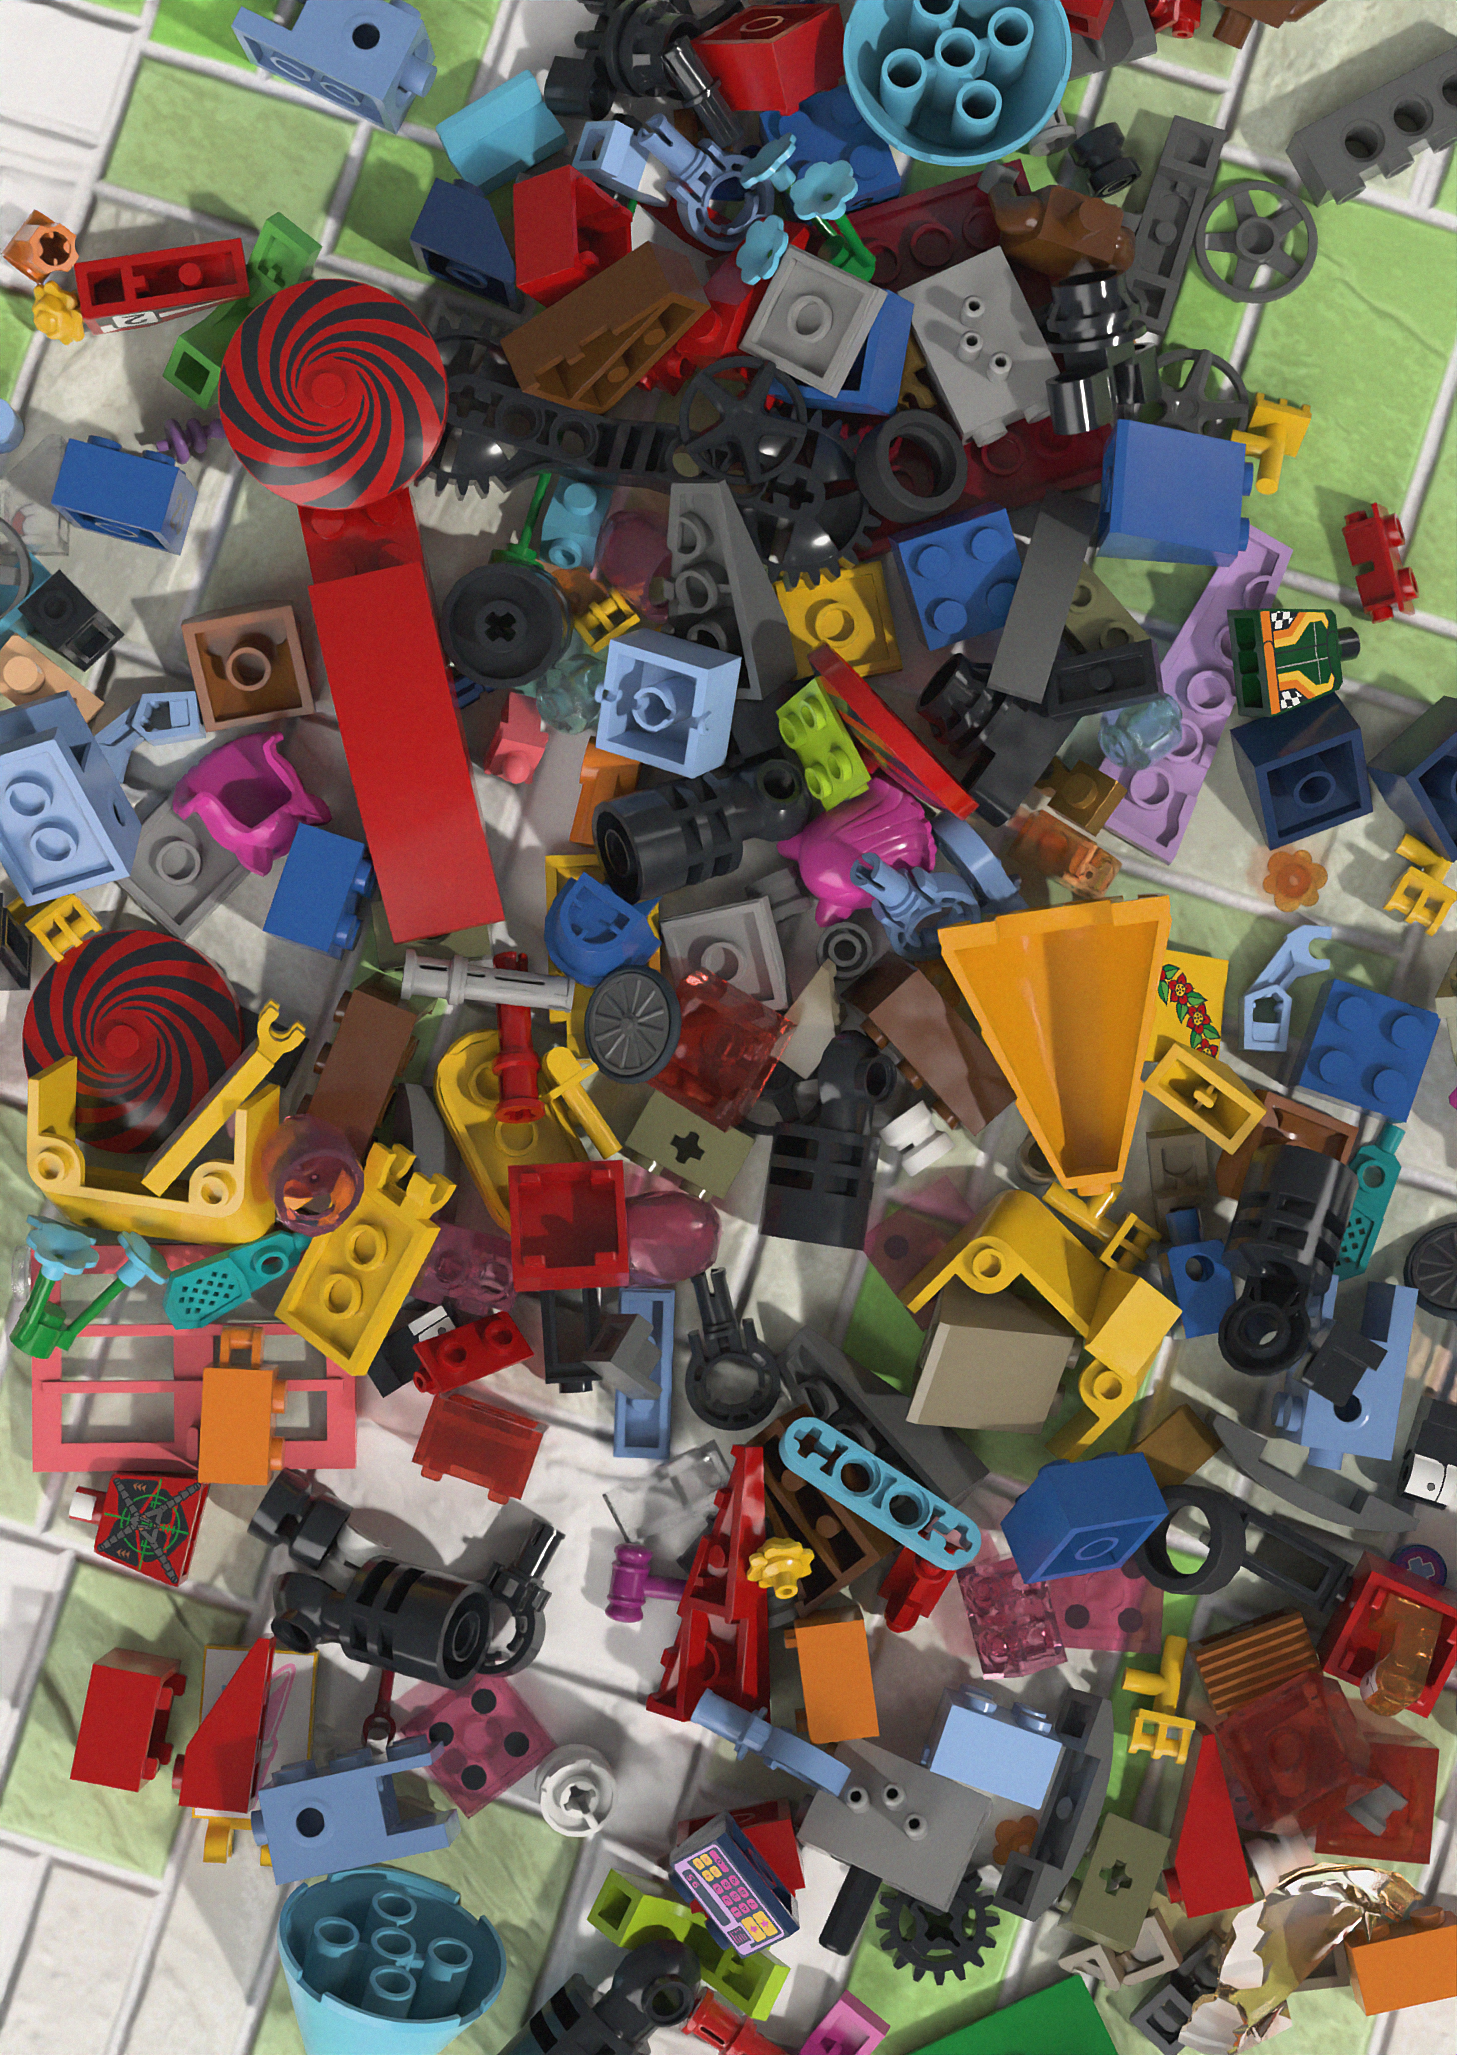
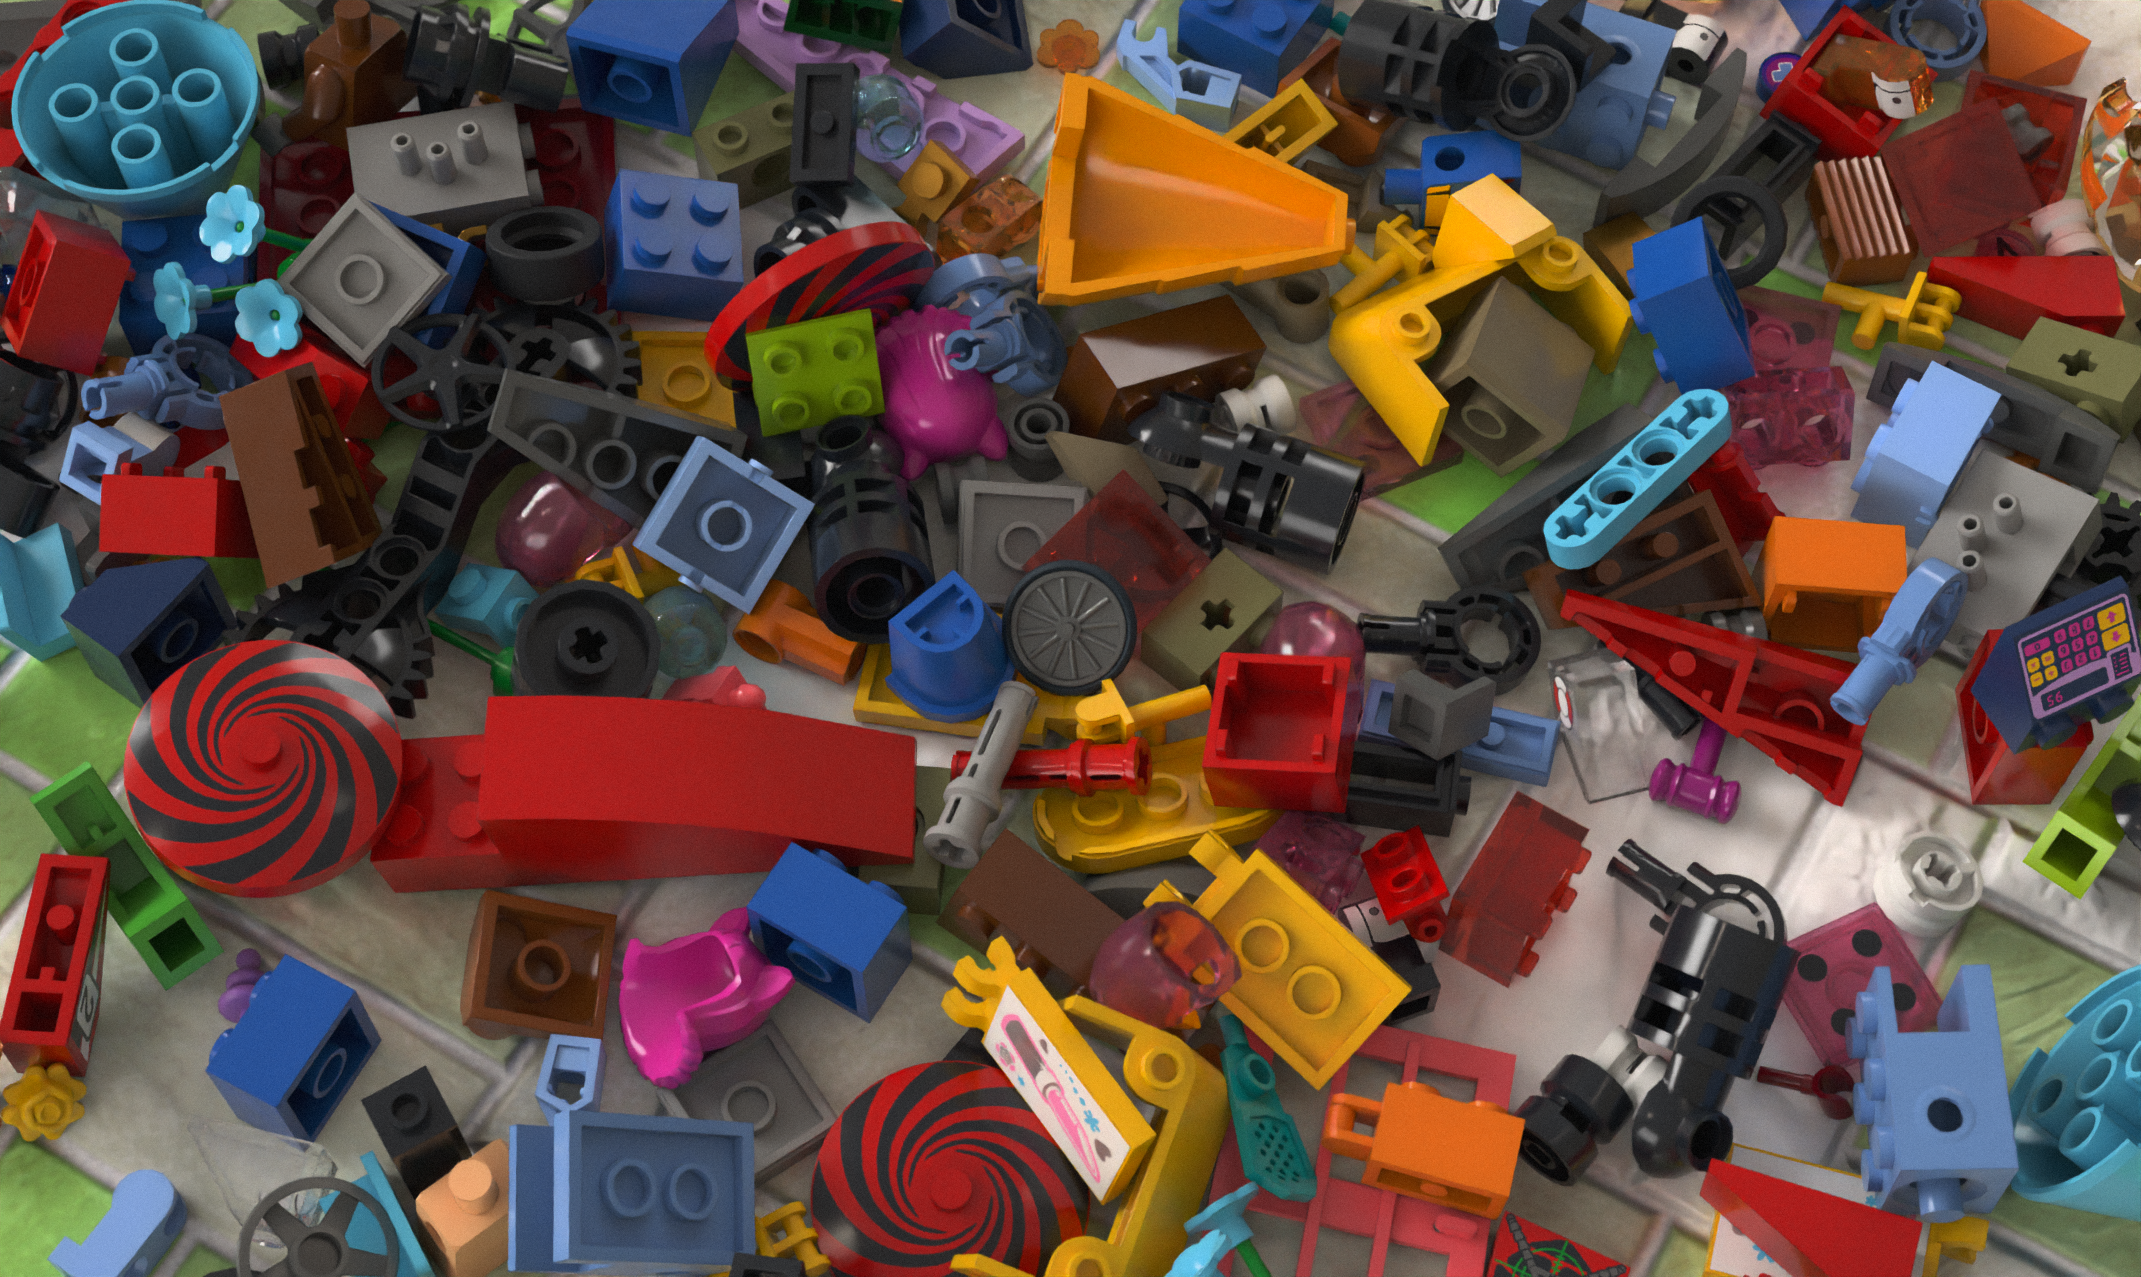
camera: 80 degrees left, 25 degrees down
(700, 91) = (75, 346): black axle -> none
(780, 1565) = (1703, 595): yellow plant -> none
(1043, 596) = (726, 156): dark grey slope -> none

